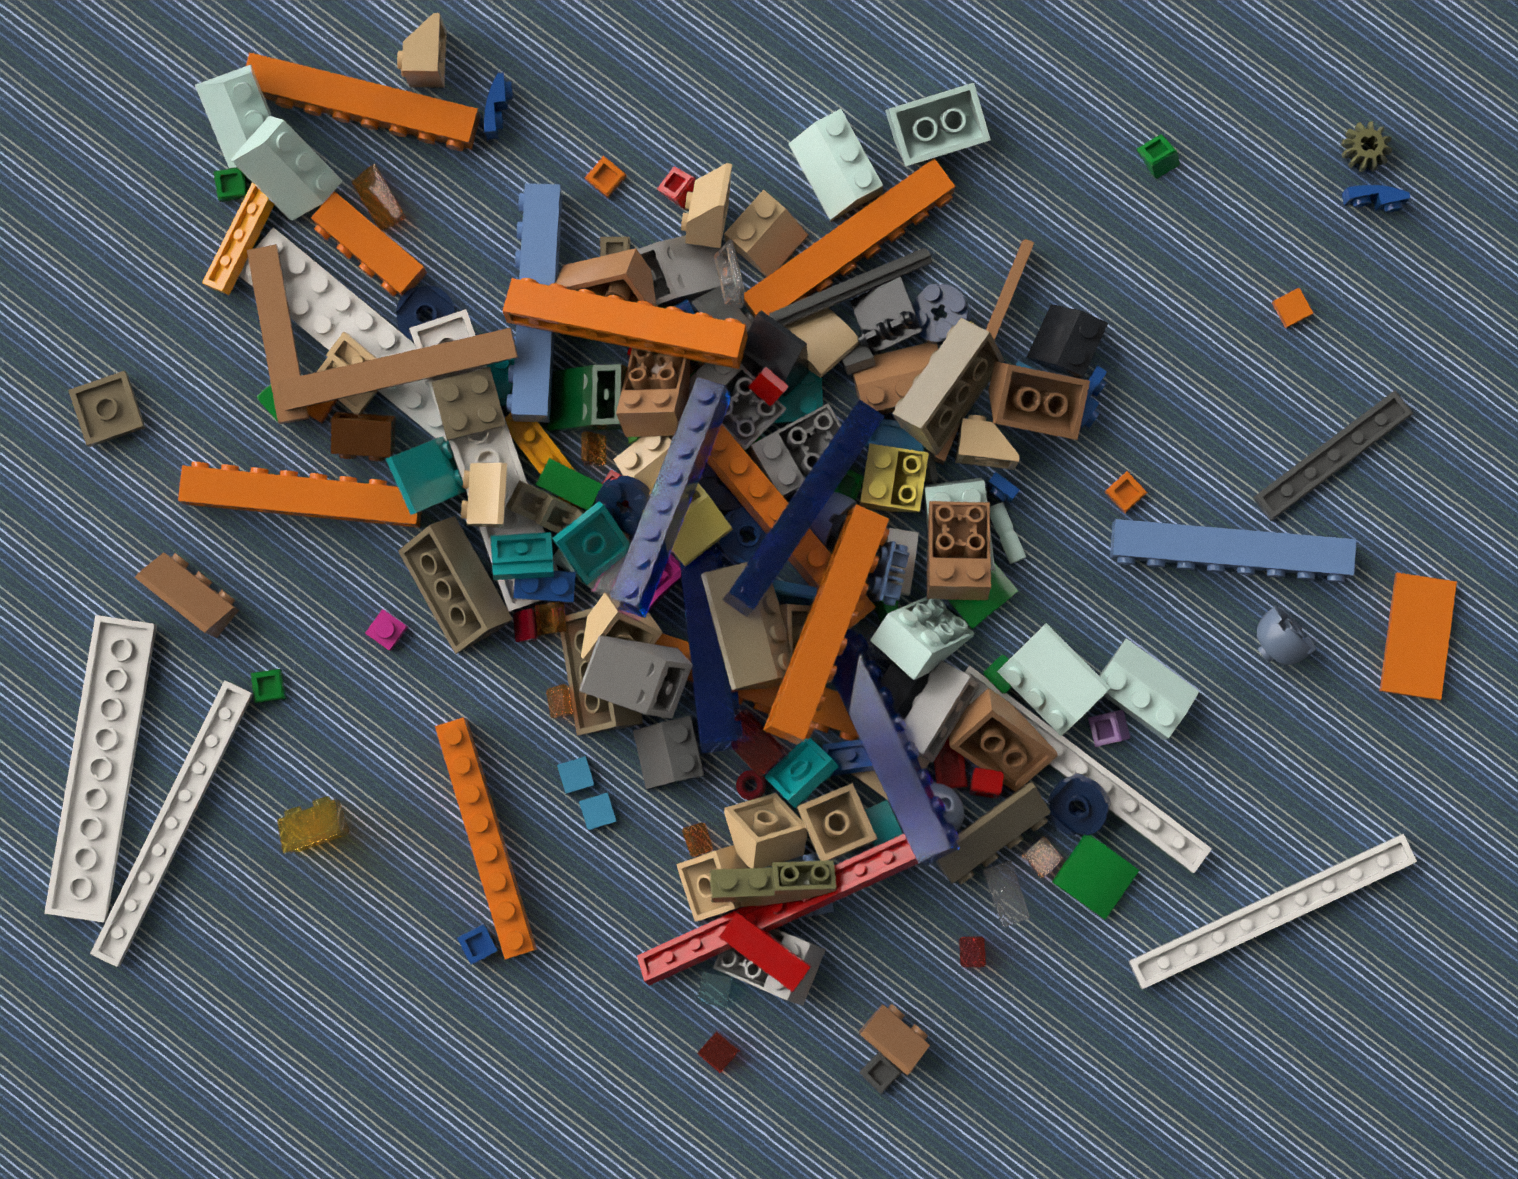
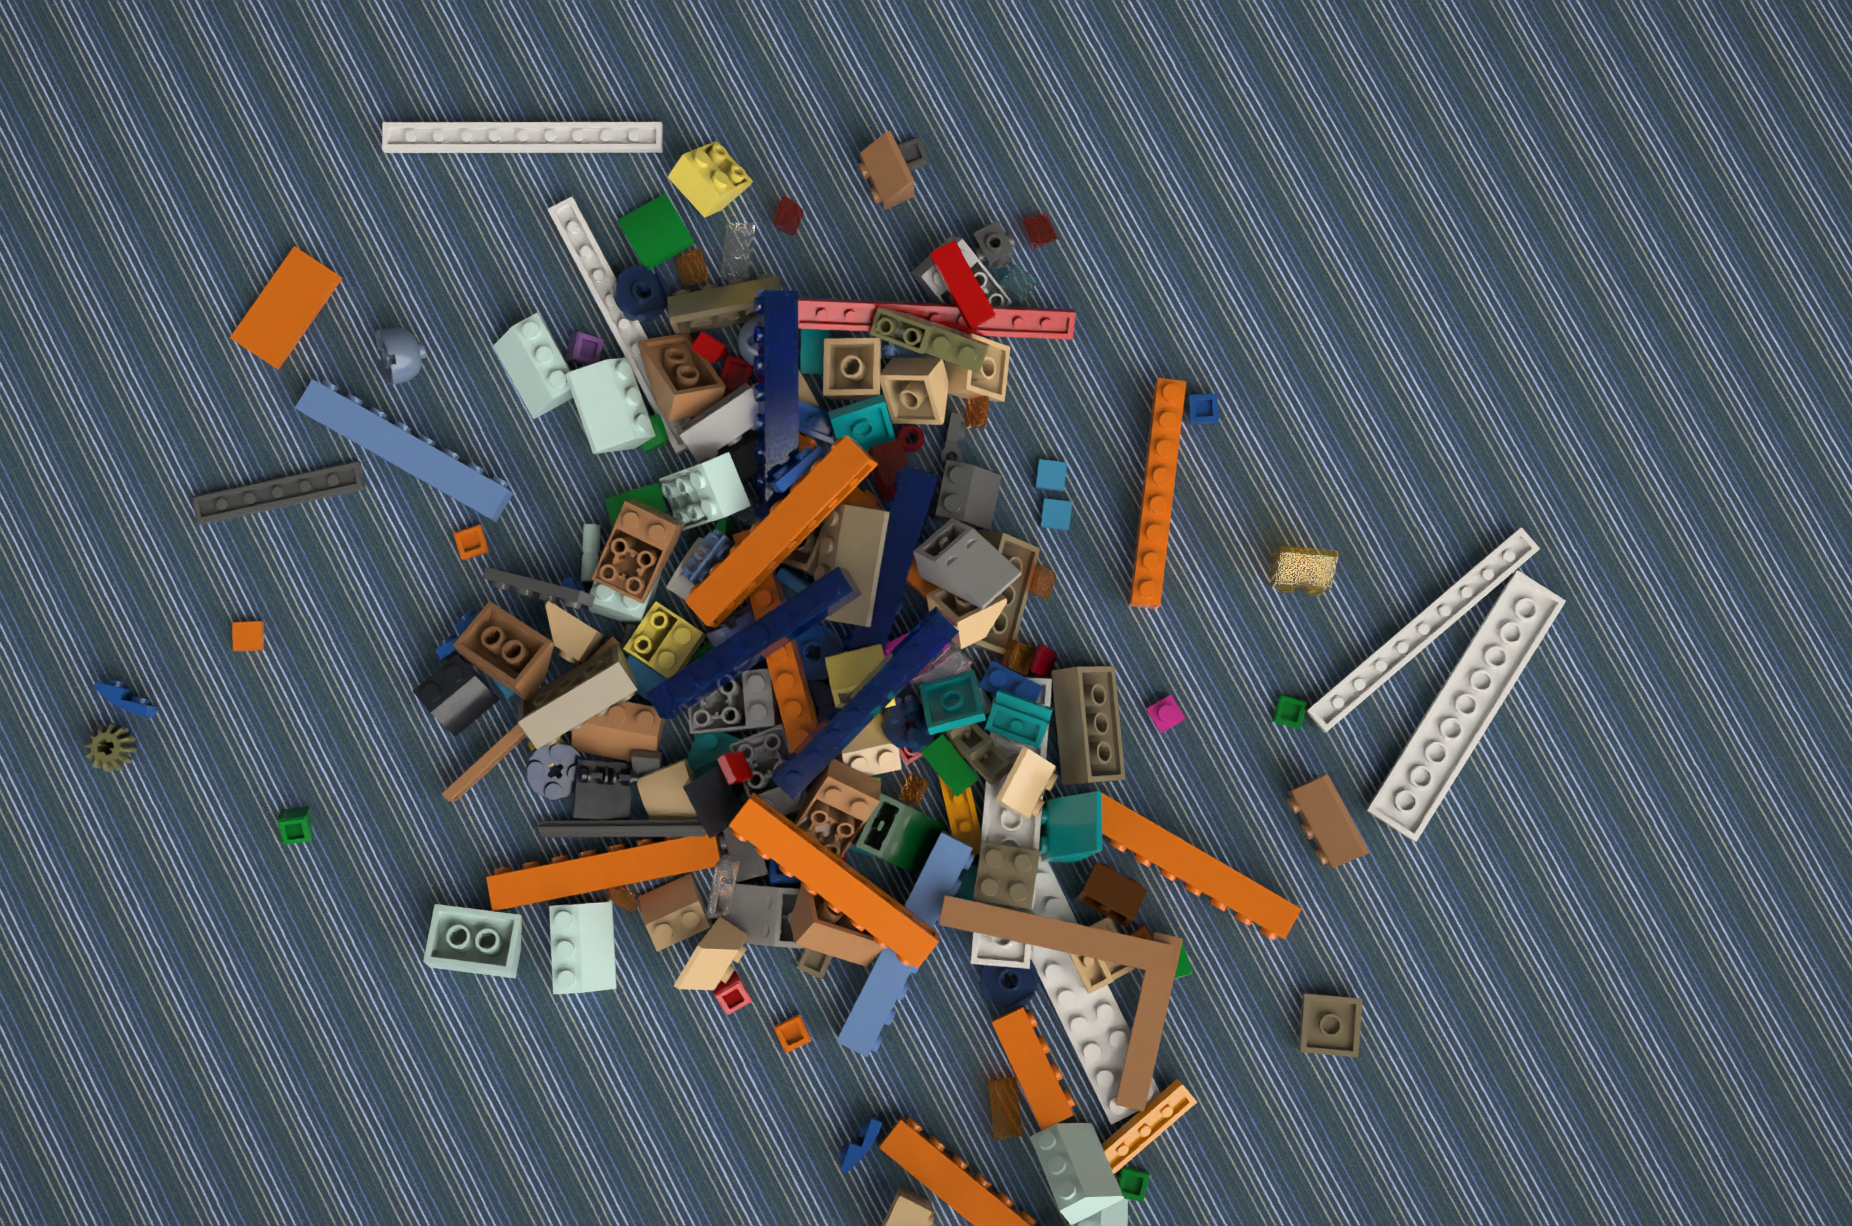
camera: 160 degrees left, 0 degrees up
(708, 810) = (955, 431): none -> dark grey plate
(760, 1023) = (990, 237): none -> dark grey brick
(819, 224) = (623, 899): none -> clear orange plate
(844, 682) = (787, 475): none -> blue plate
(1026, 473) = (547, 591): none -> dark grey plate
(1067, 954) = (709, 178): none -> light yellow slope

